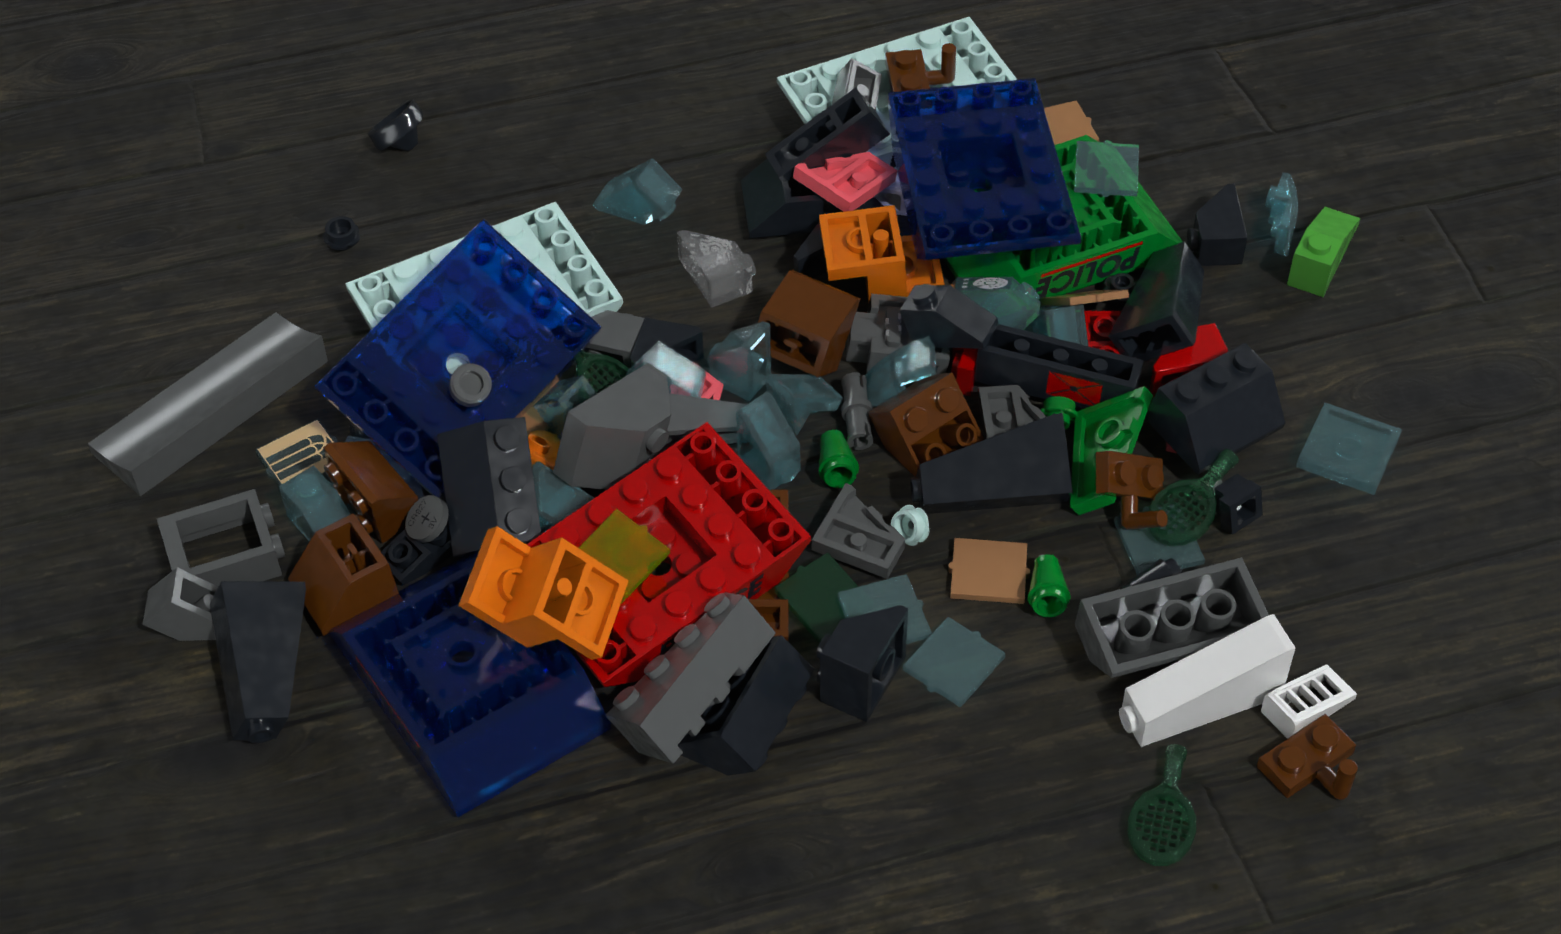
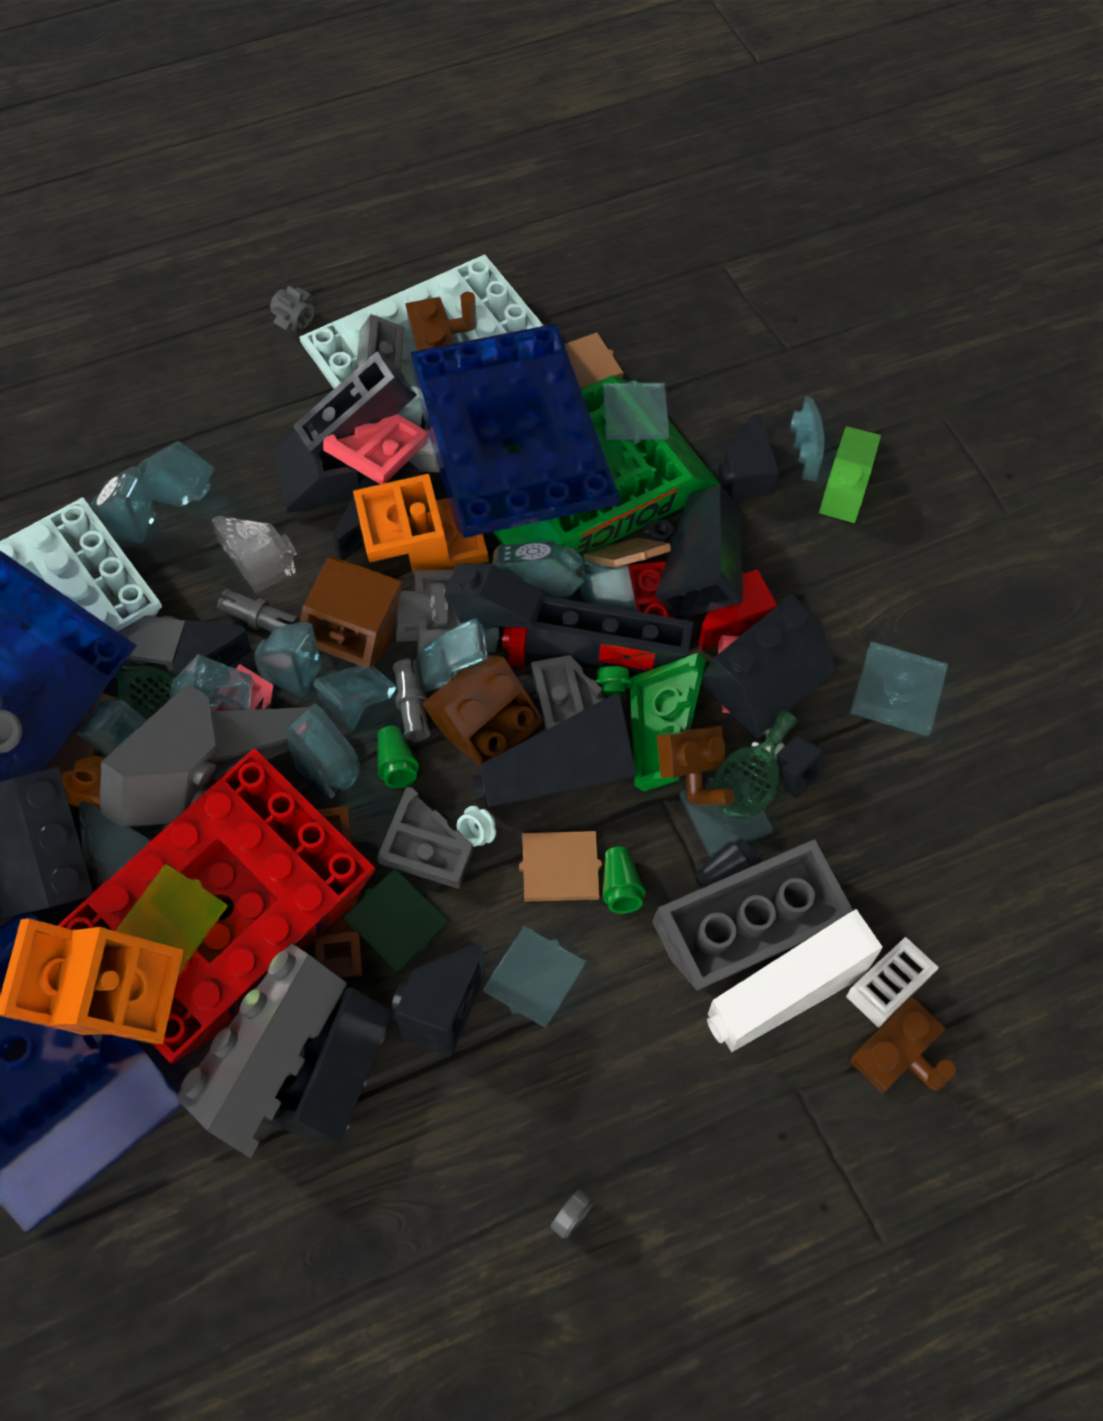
camera: 10 degrees left, 10 degrees up
(595, 213) = (125, 506): none -> clear light blue slope
(712, 322) = (255, 612): none -> dark grey pin
(770, 53) = (292, 308): none -> dark grey gear
(885, 595) = (458, 924): clear light blue piece -> none
(969, 856) = (572, 1214): none -> dark grey tile
(1175, 757) = (767, 1082): clear green piece -> none

